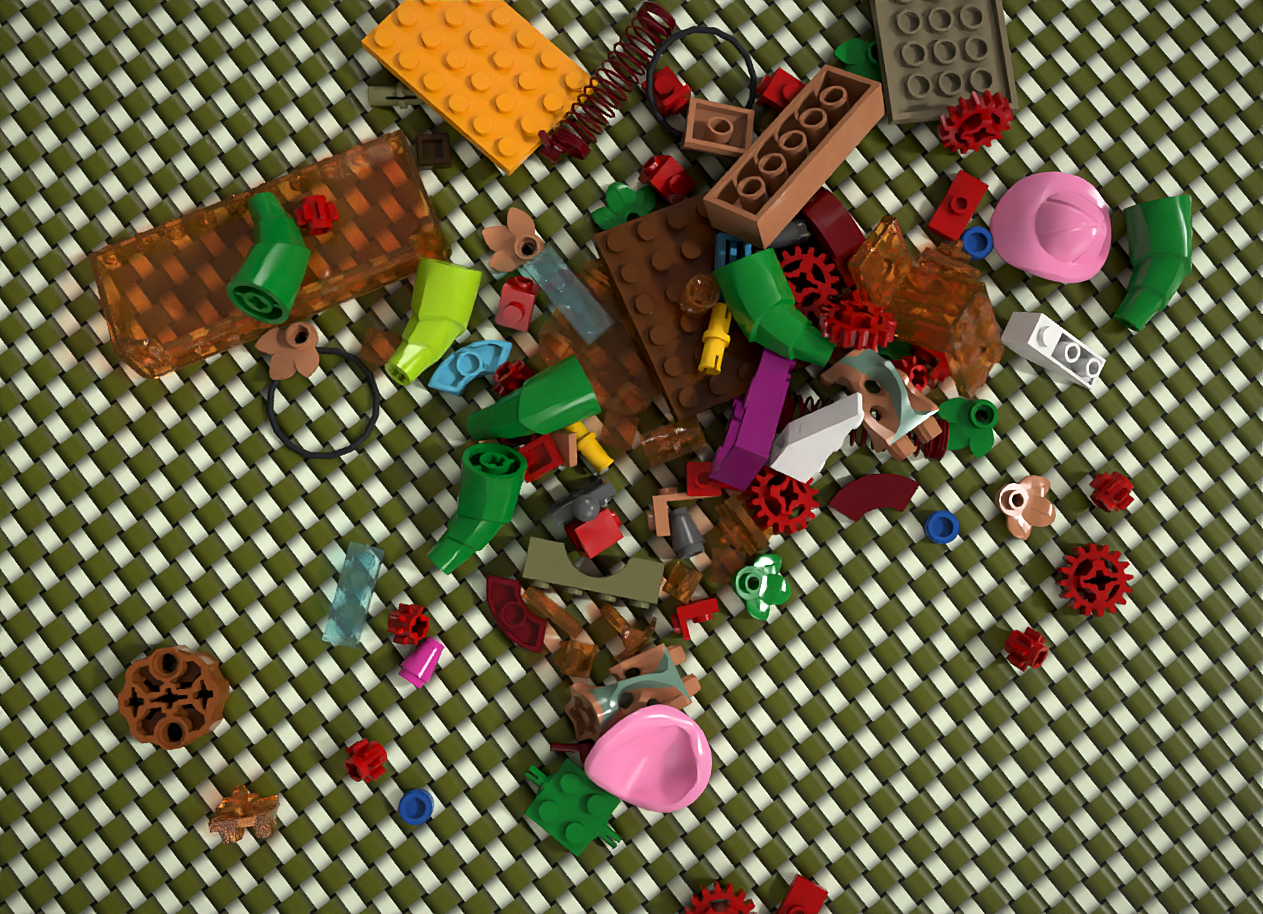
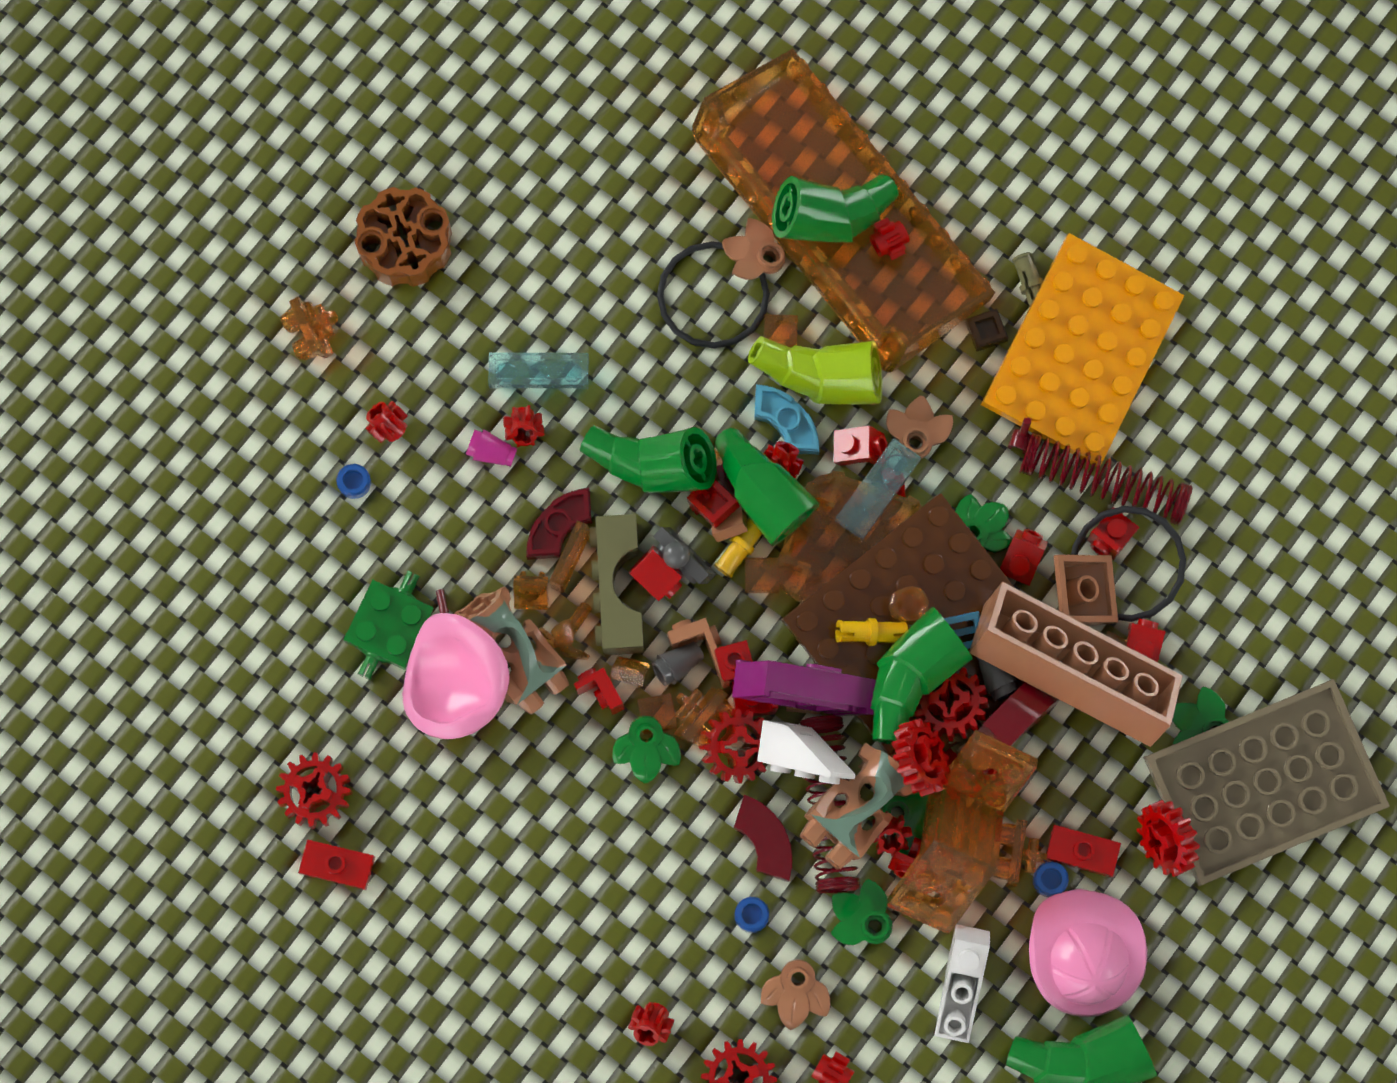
camera: 80 degrees right, 10 degrees down
(673, 441) = (764, 626): clear orange hips -> none

